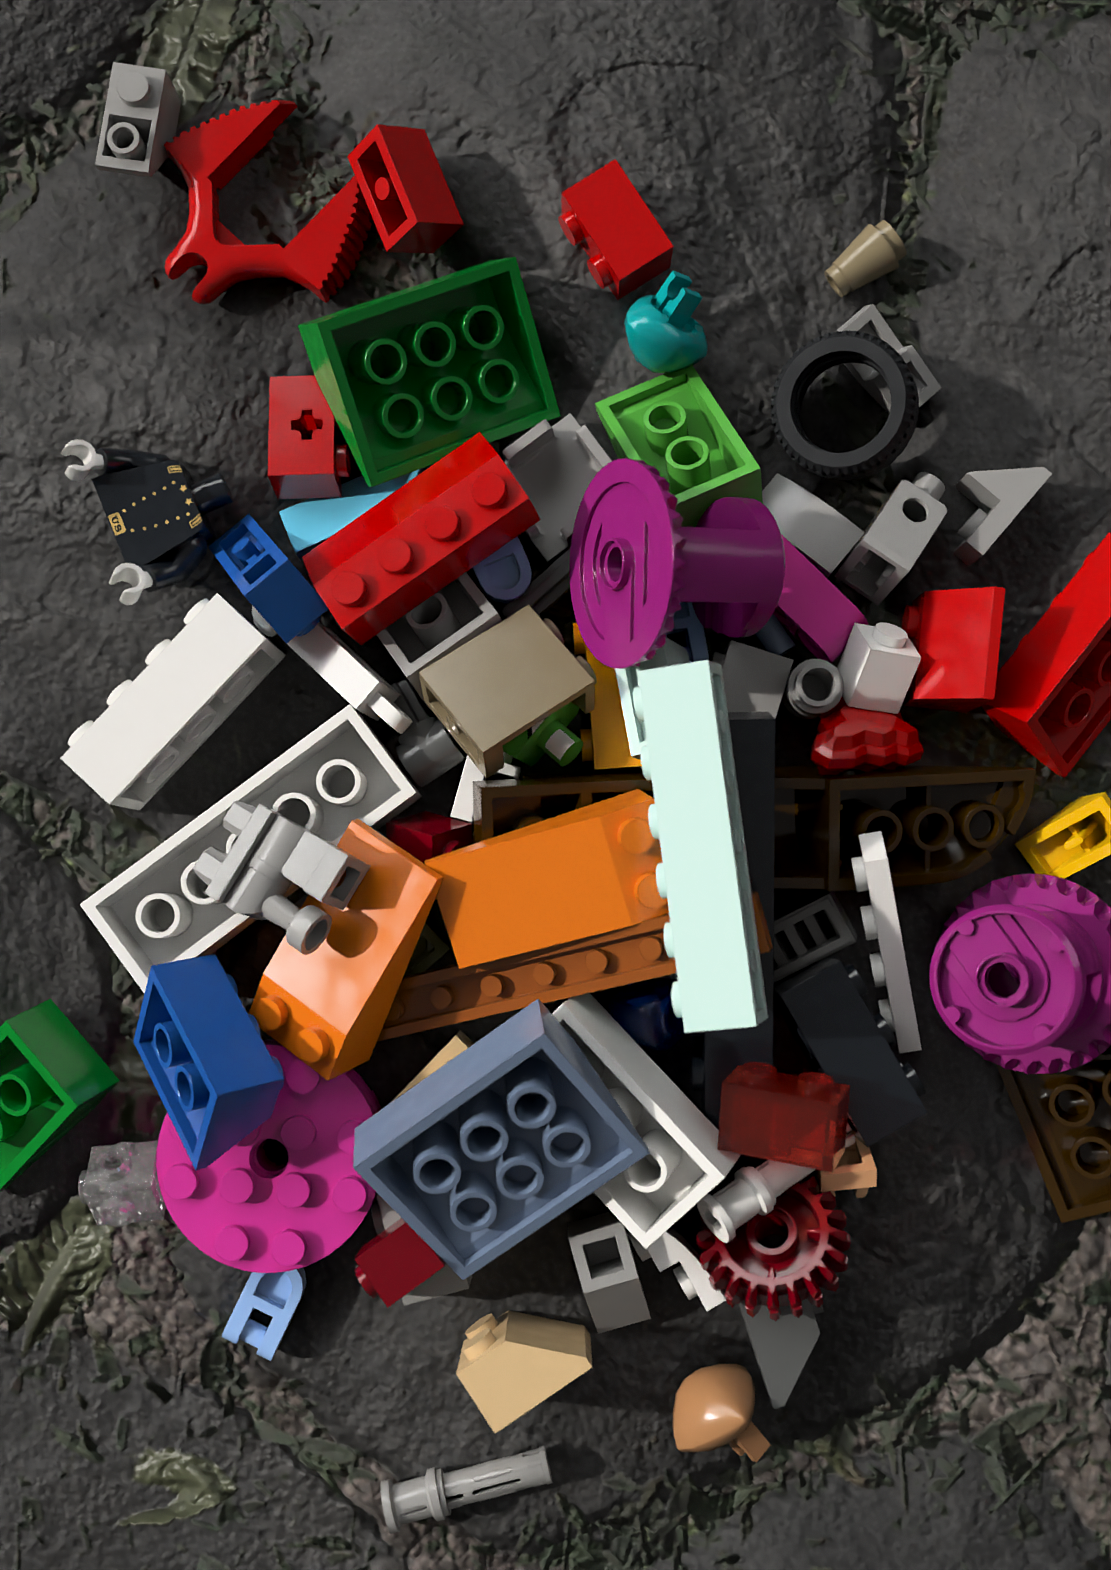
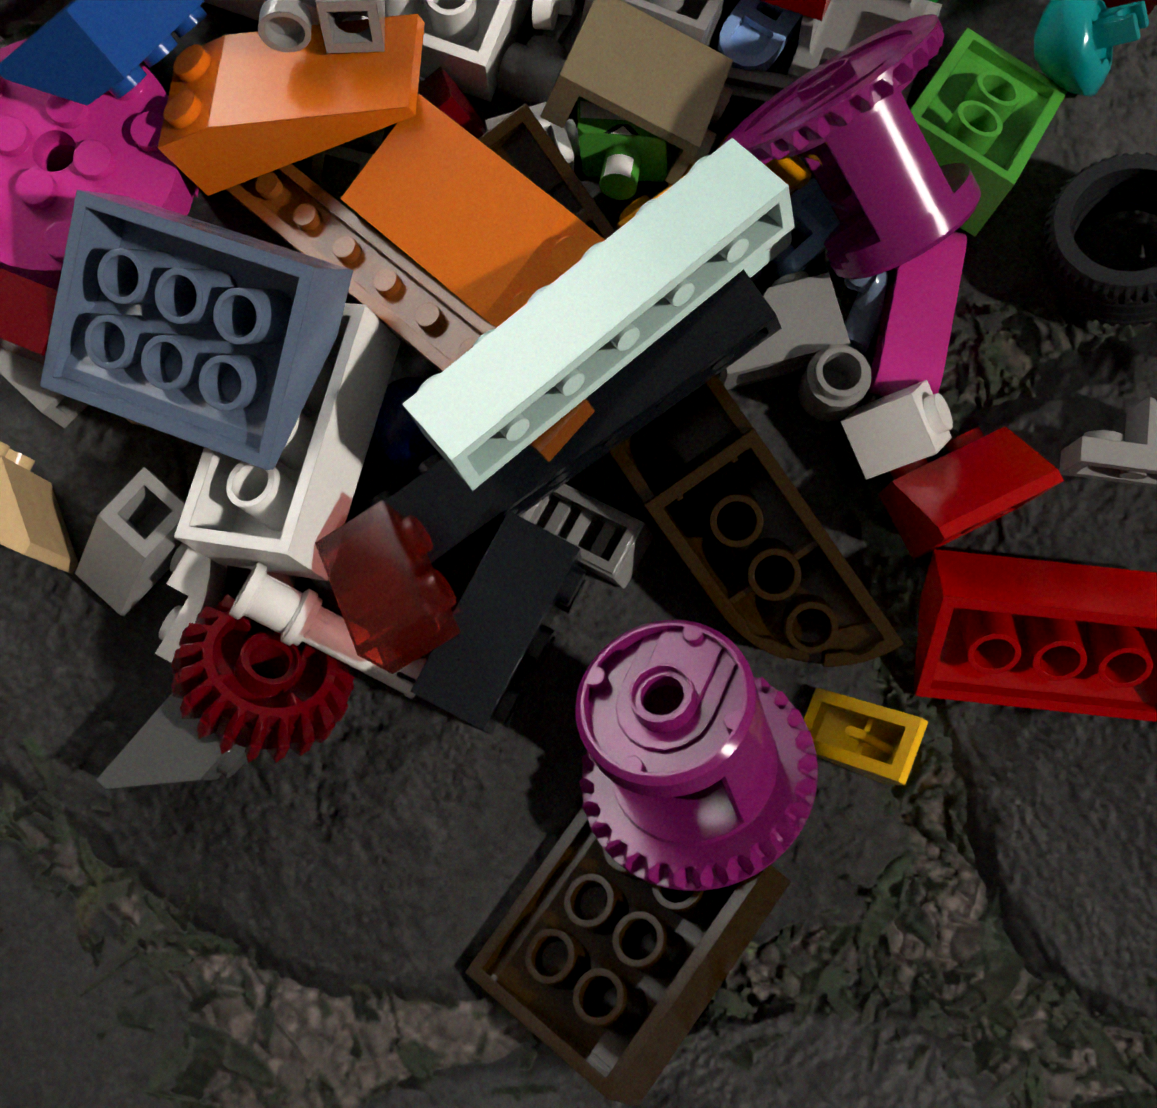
camera: 55 degrees right, 5 degrees down
(716, 1410) = (65, 726): medium nougat piece -> none
(810, 524) = (991, 289): light grey slope -> none
(854, 1171) = (384, 712): light nougat tile -> none
(863, 741) = (814, 457): red rock -> none
(882, 923) = (646, 578): white plate -> none
(894, 538) = (1036, 367): light grey torso -> none

